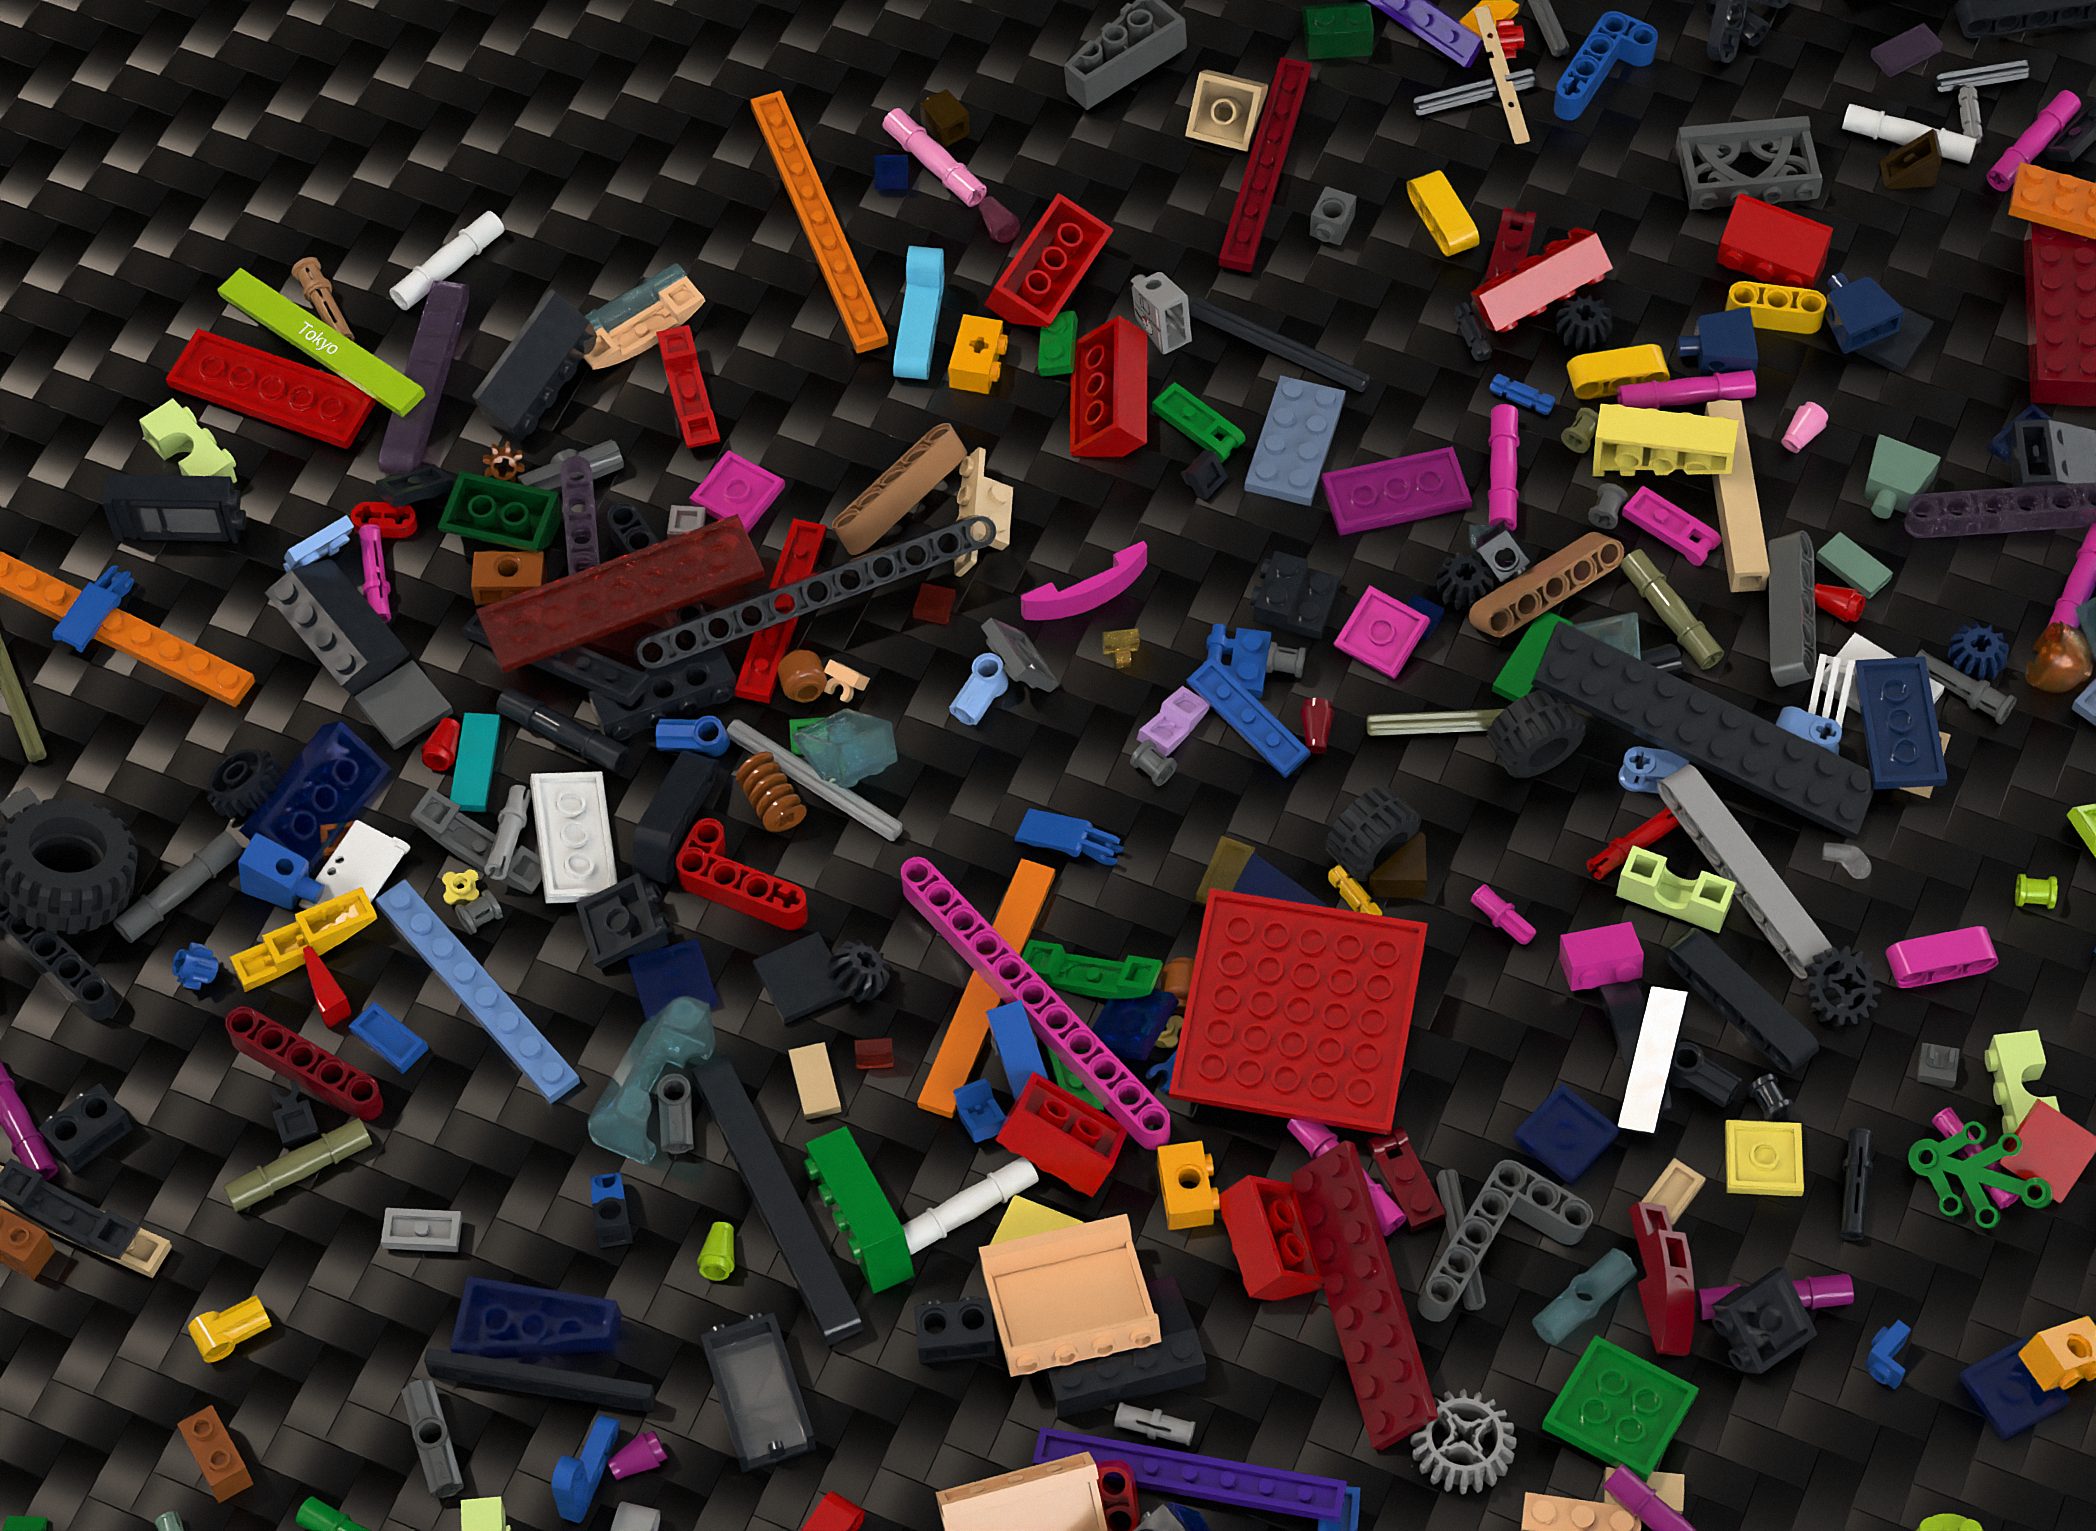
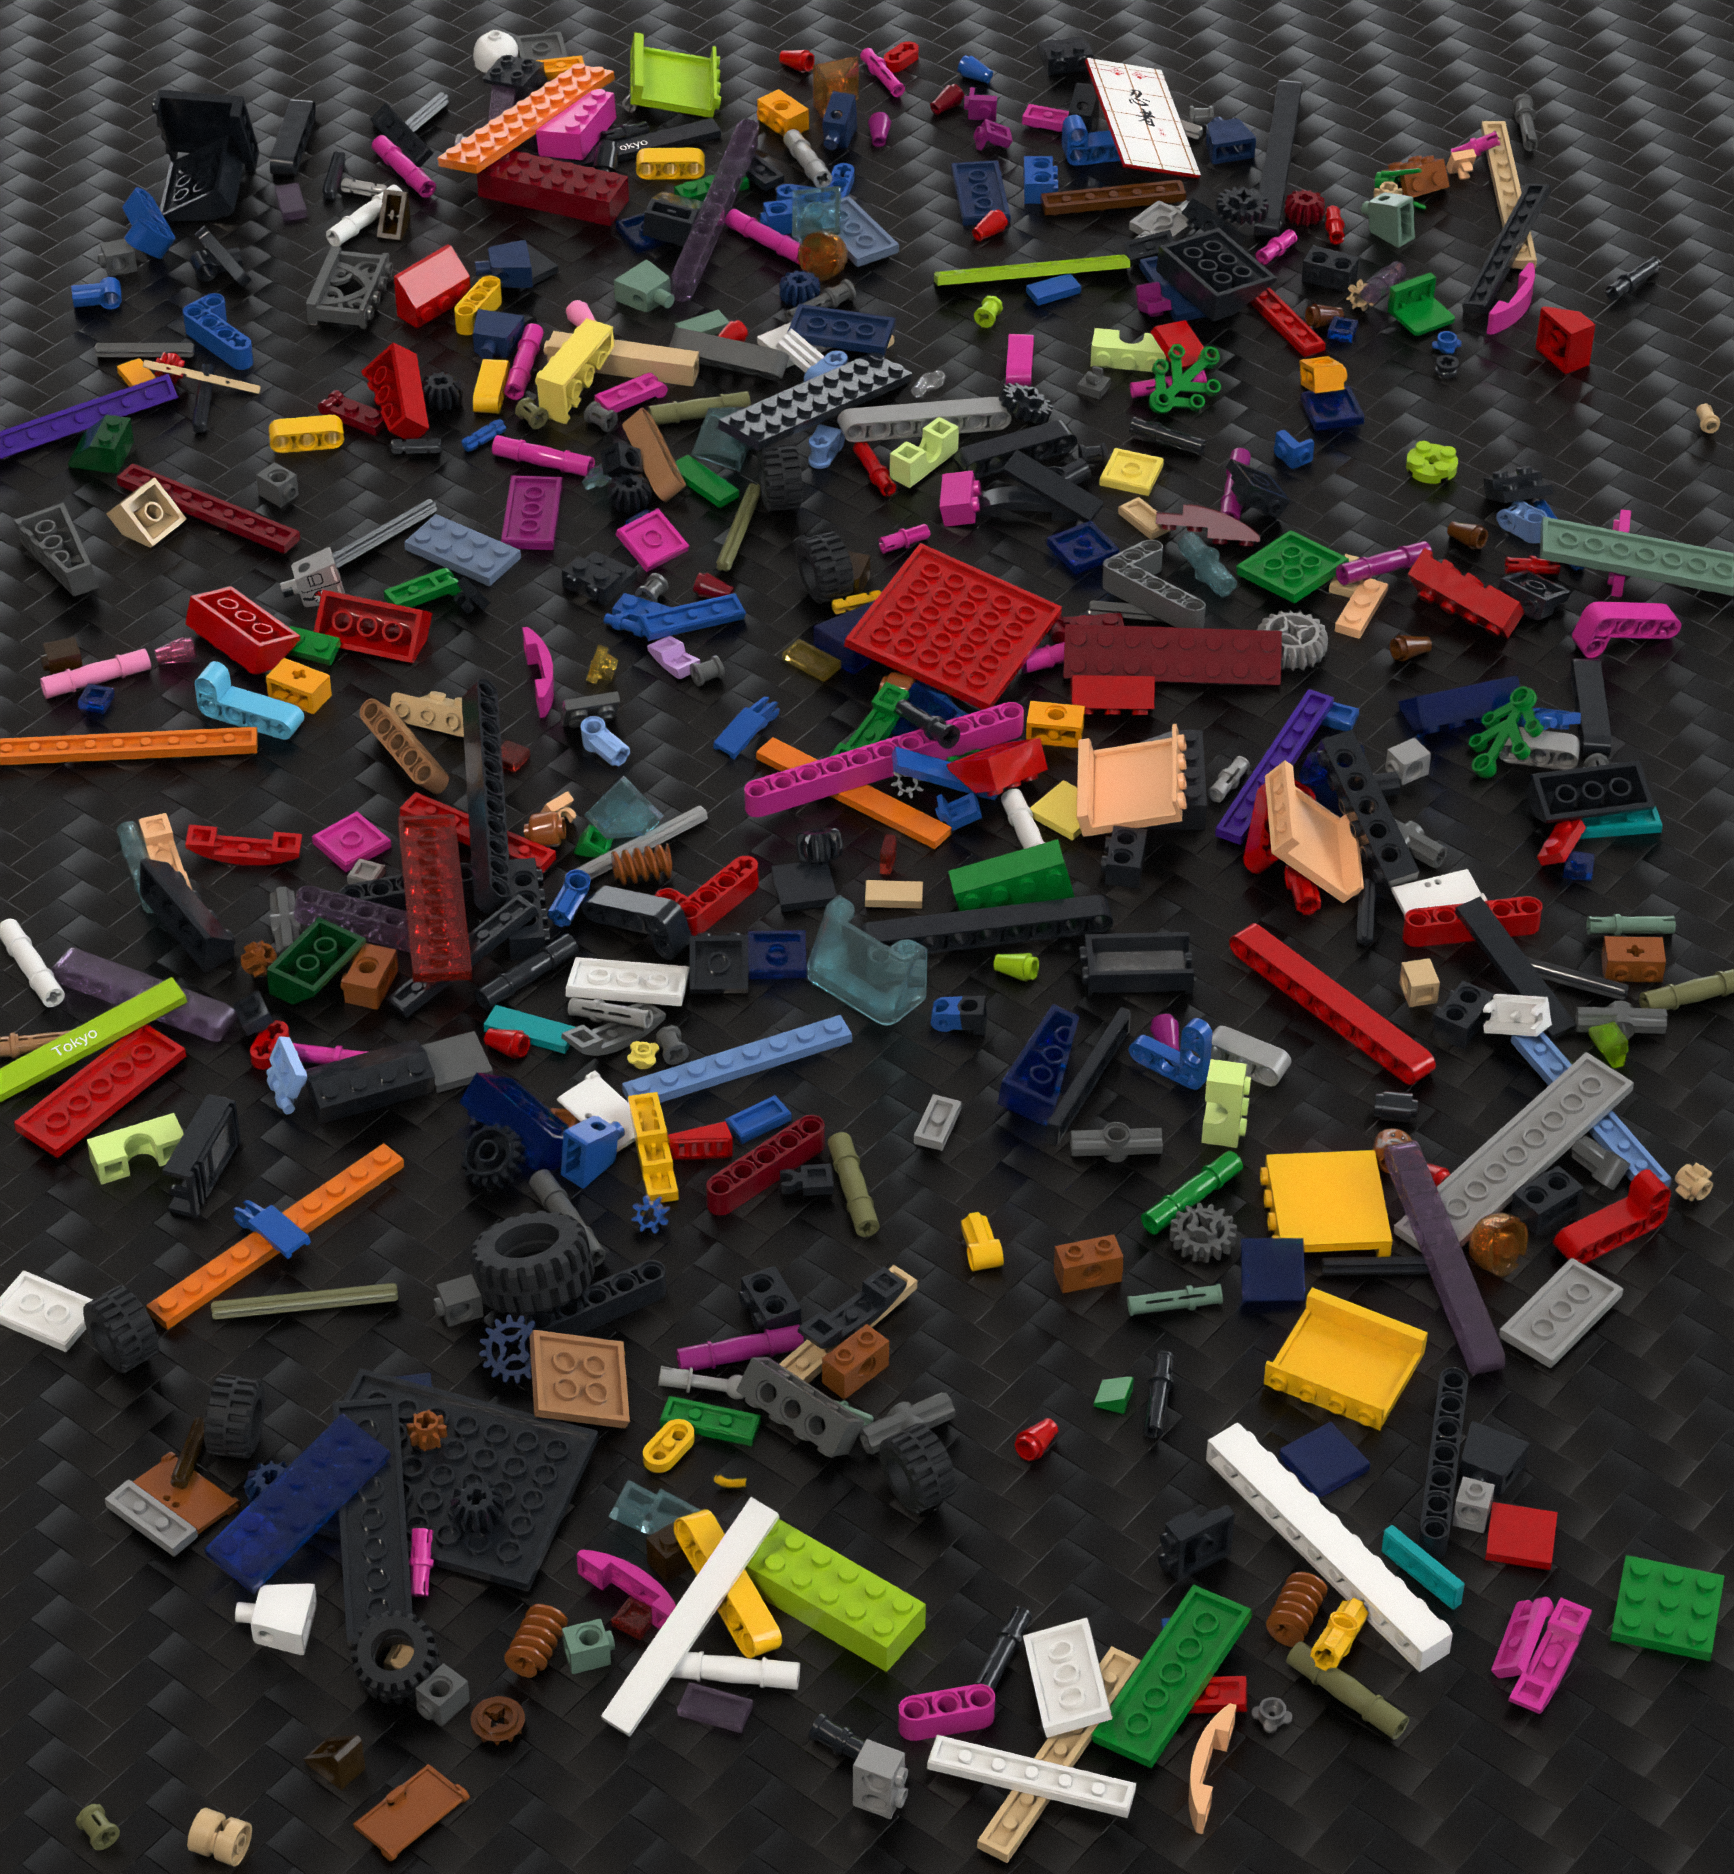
camera: 75 degrees left, 15 degrees down
(1109, 999) = (933, 726): none -> black pin

